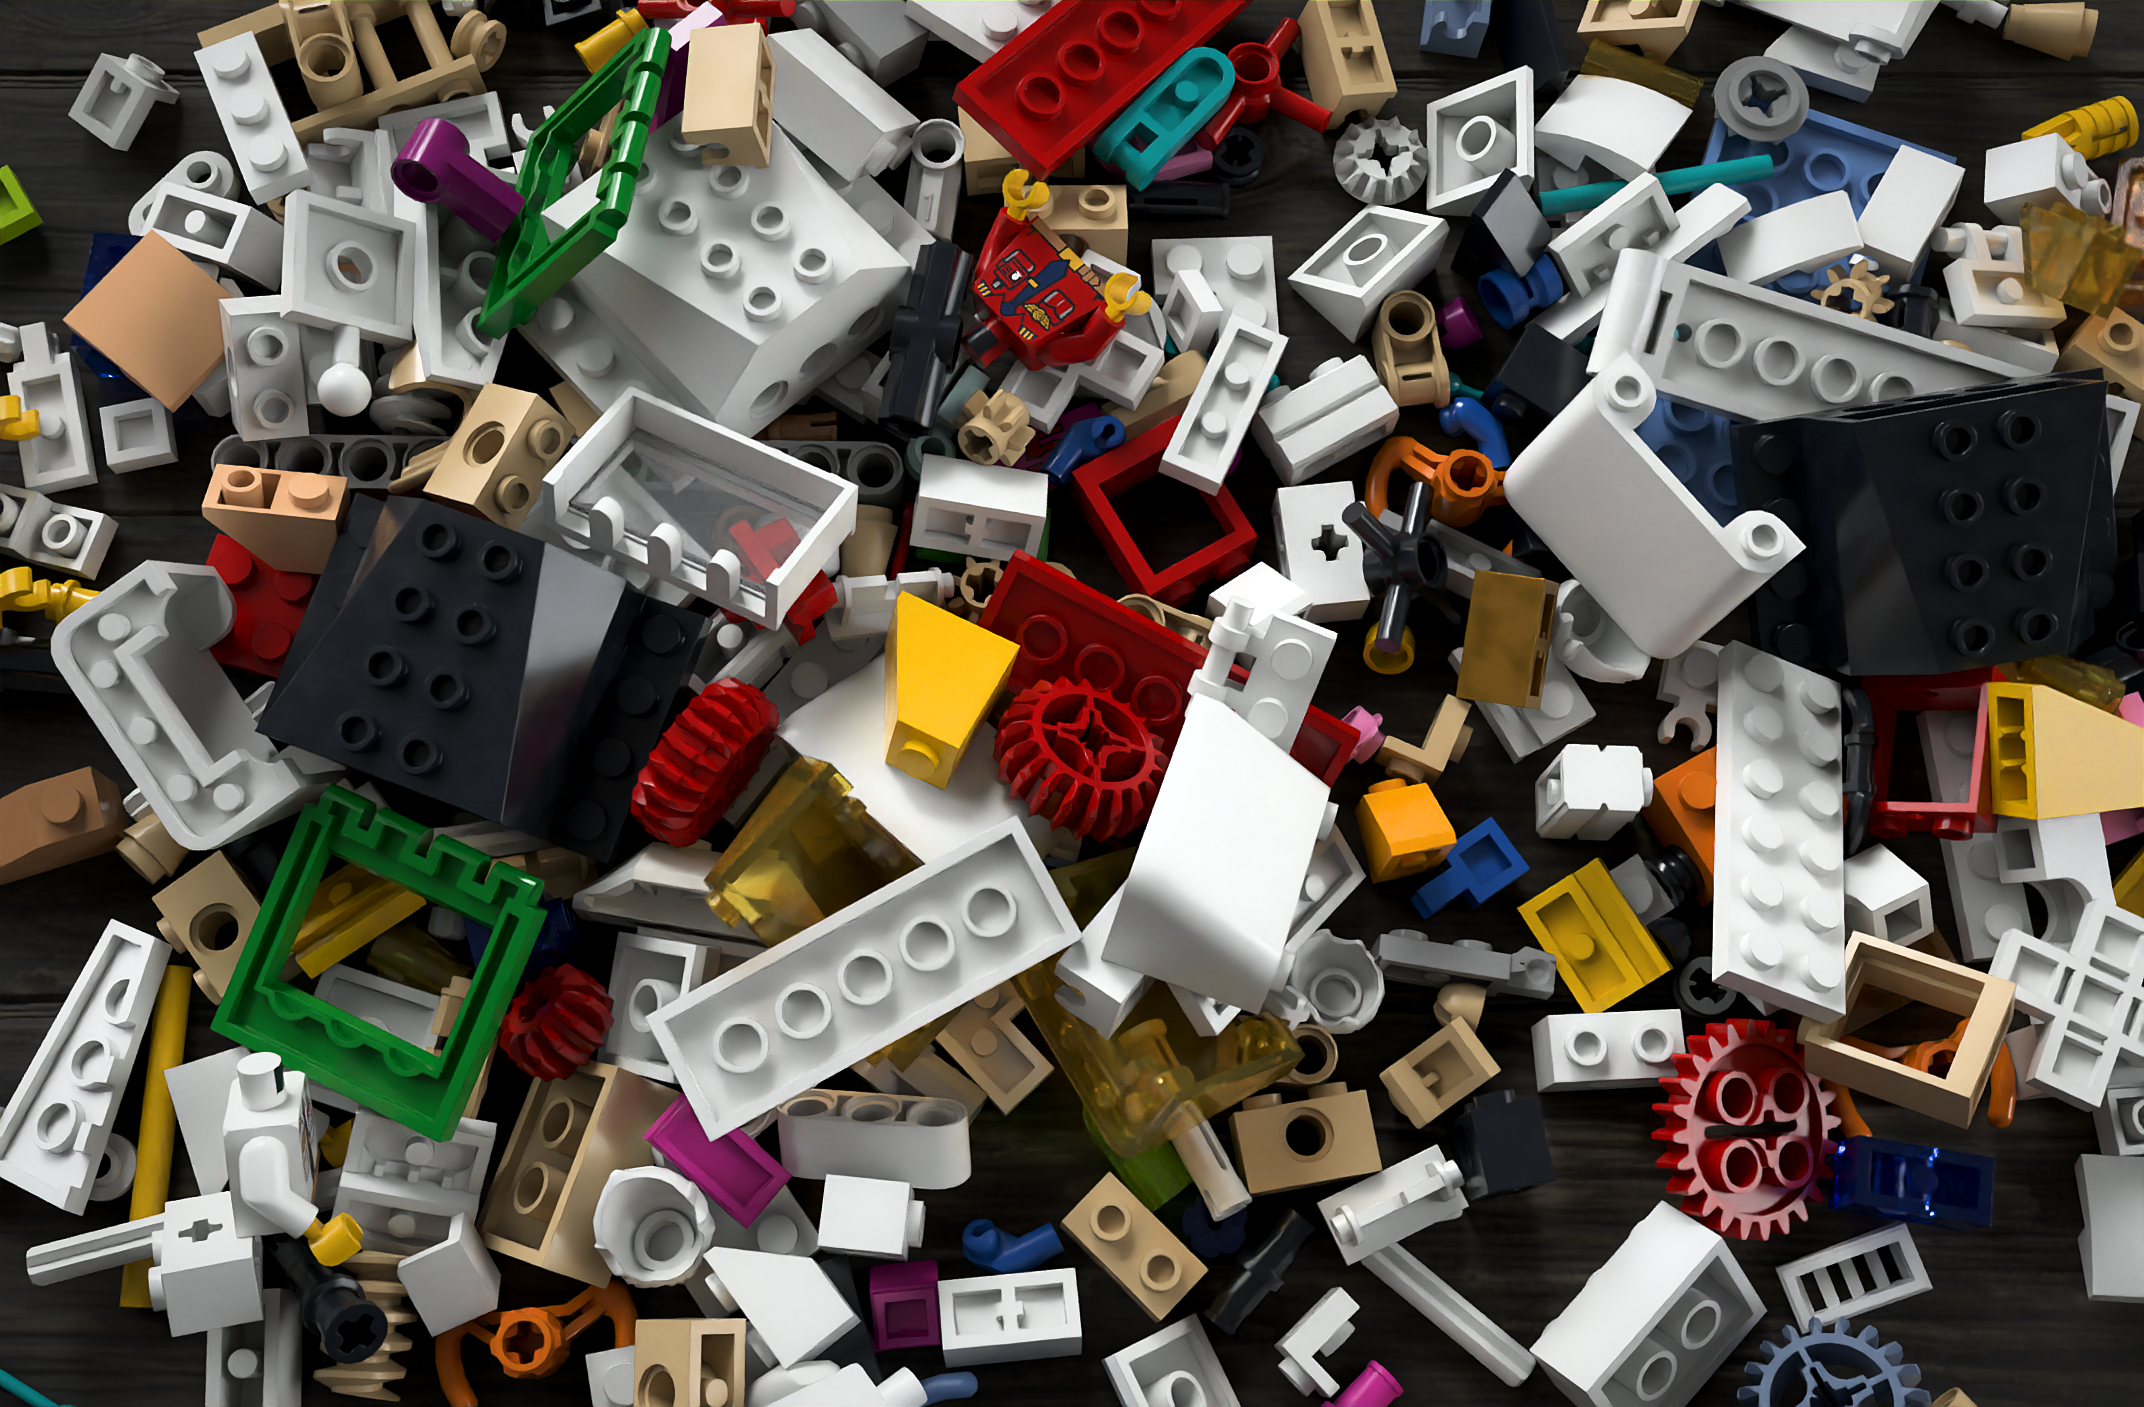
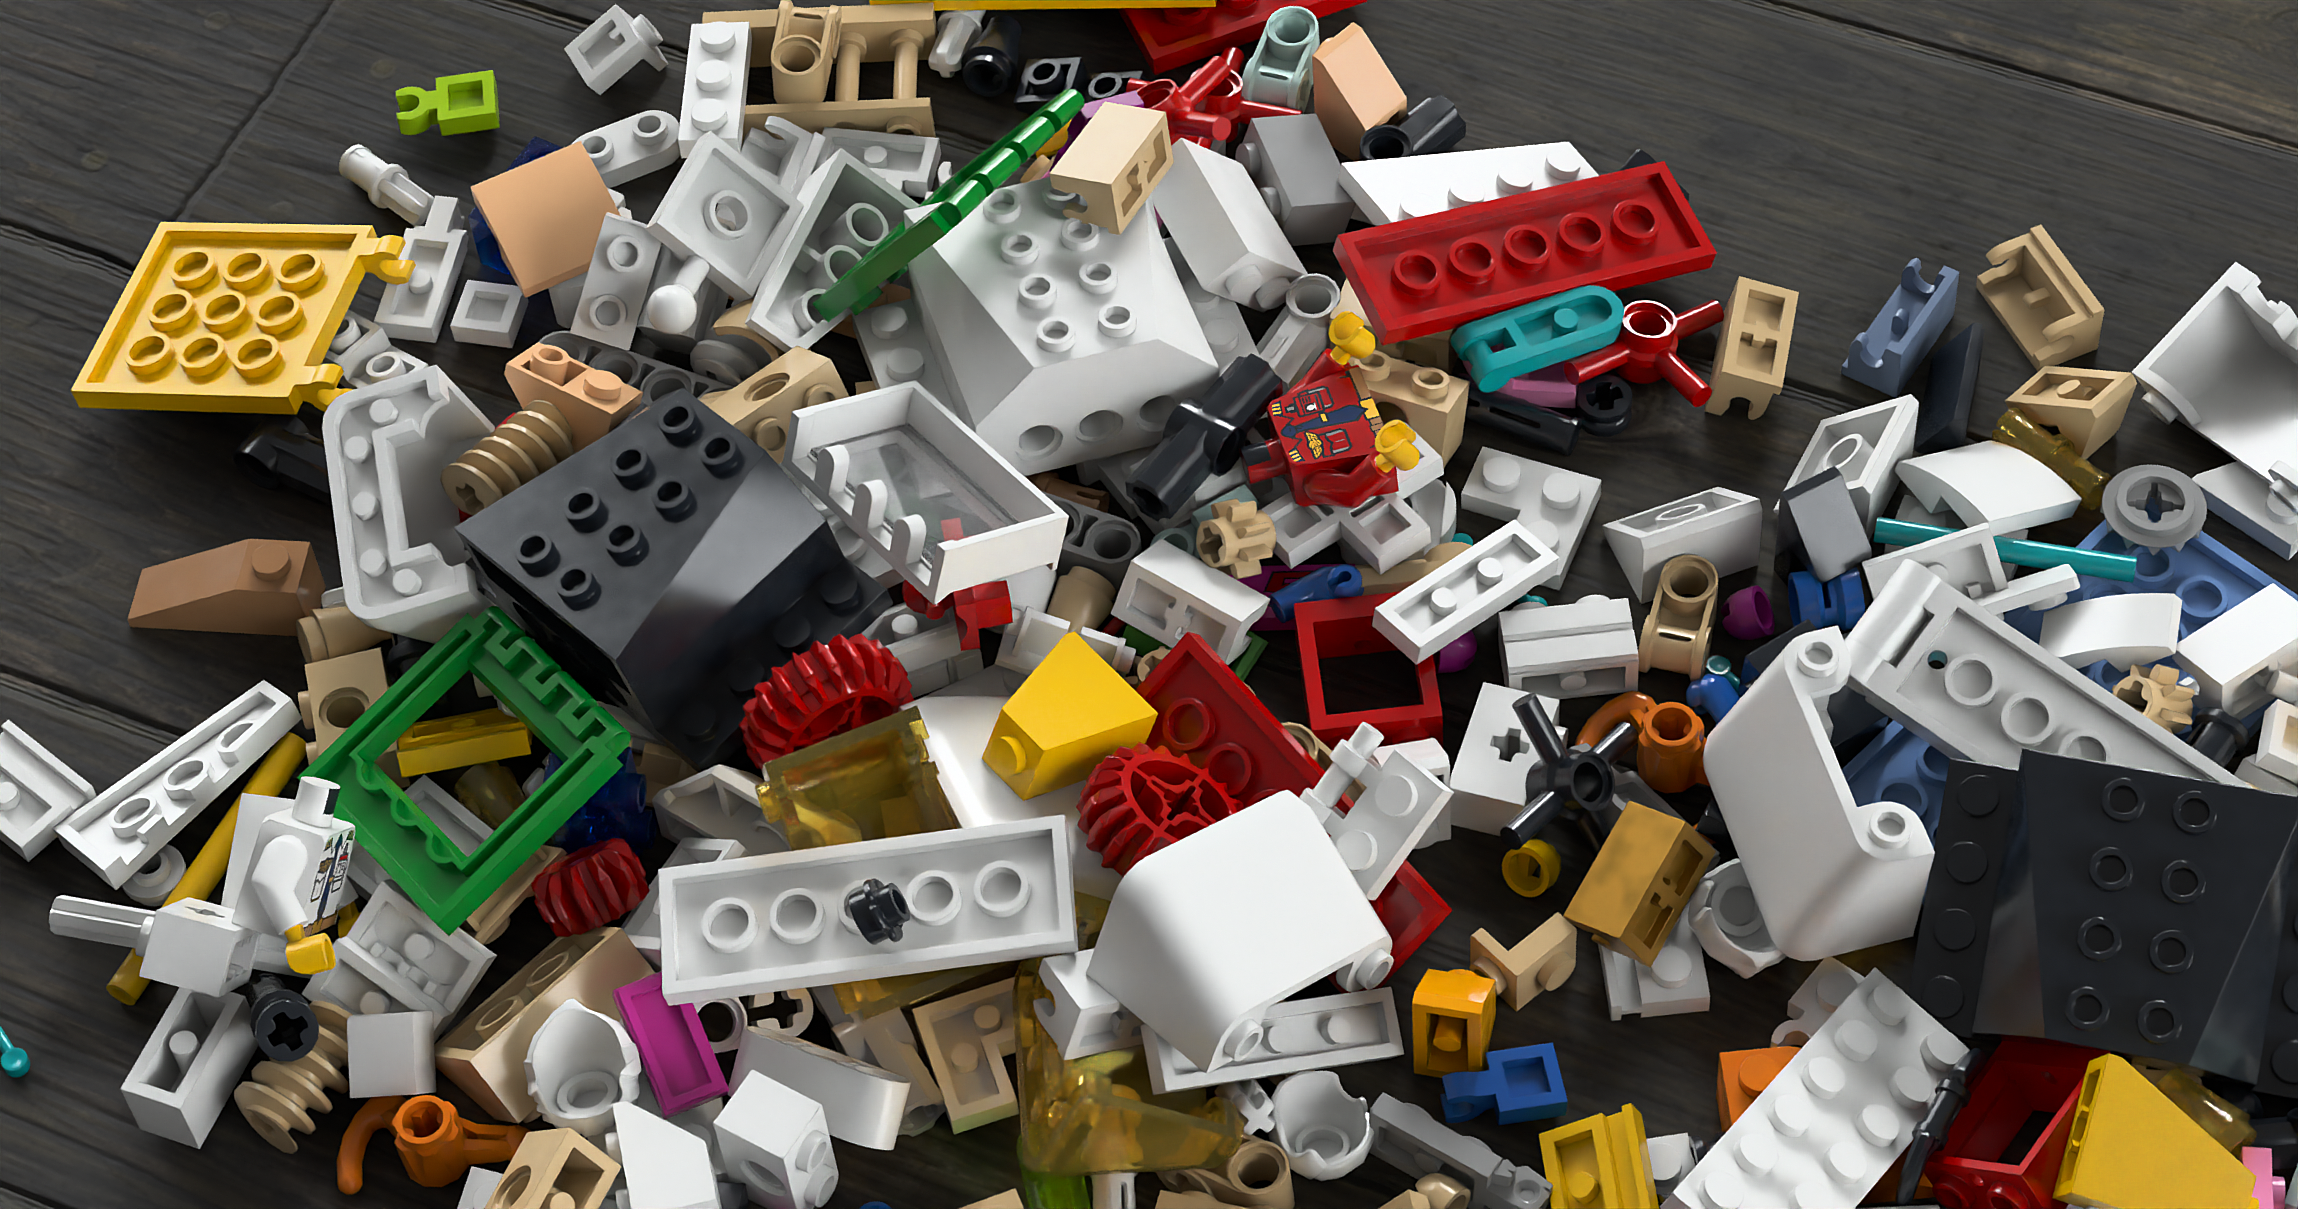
camera: 35 degrees right, 20 degrees down
(219, 233) = (633, 167): white slope -> none
(257, 608) = (509, 457): none -> tan piece
(439, 168) = (845, 161): magenta piece -> none
(480, 38) = (949, 94): tan bush -> none
(893, 989) = (879, 911): none -> black plate
(1191, 311) = (1485, 509): white plate -> none
(1365, 177) = (1770, 463): white gear -> none
(1370, 736) = (1455, 931): bright pink plate -> none
(1591, 792) = (1655, 1046): white brick -> none

